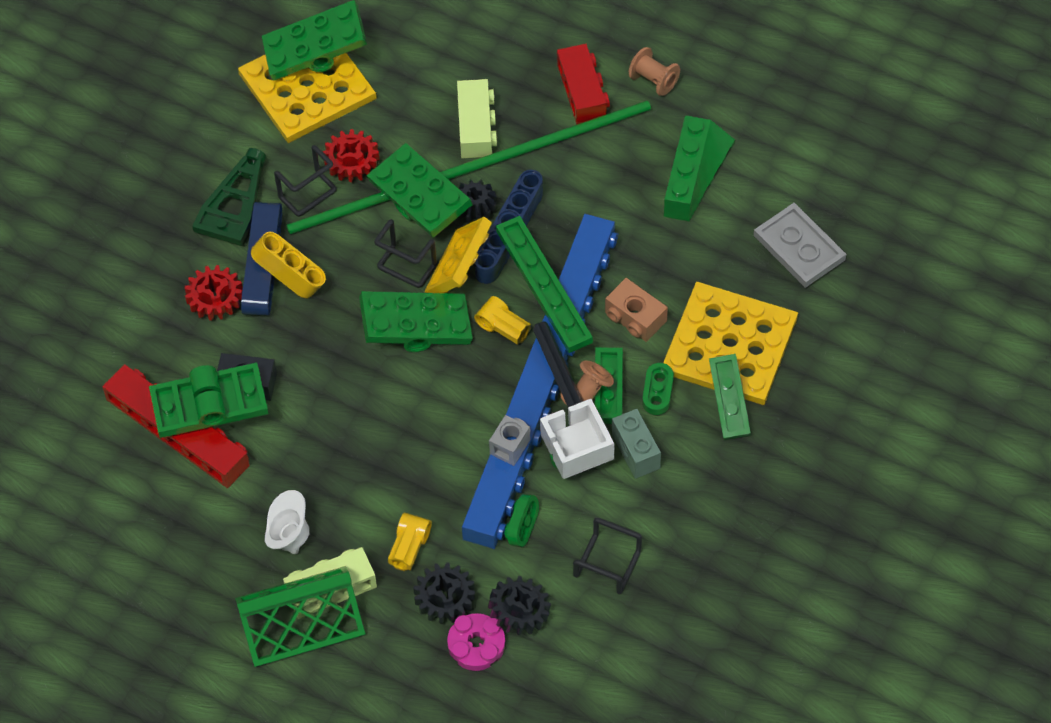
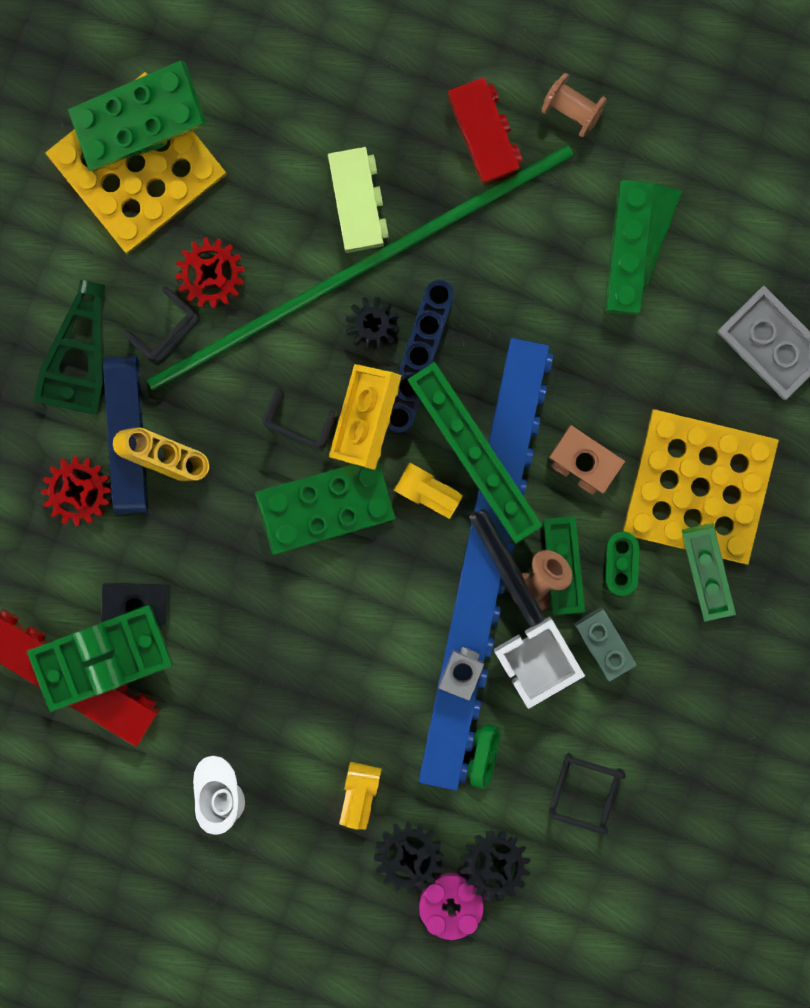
camera: 10 degrees left, 30 degrees up
(294, 592) = (247, 897): green fence -> none
(360, 571) = (277, 858): yellowish green brick -> none
(419, 190) = (303, 323): green plate -> none

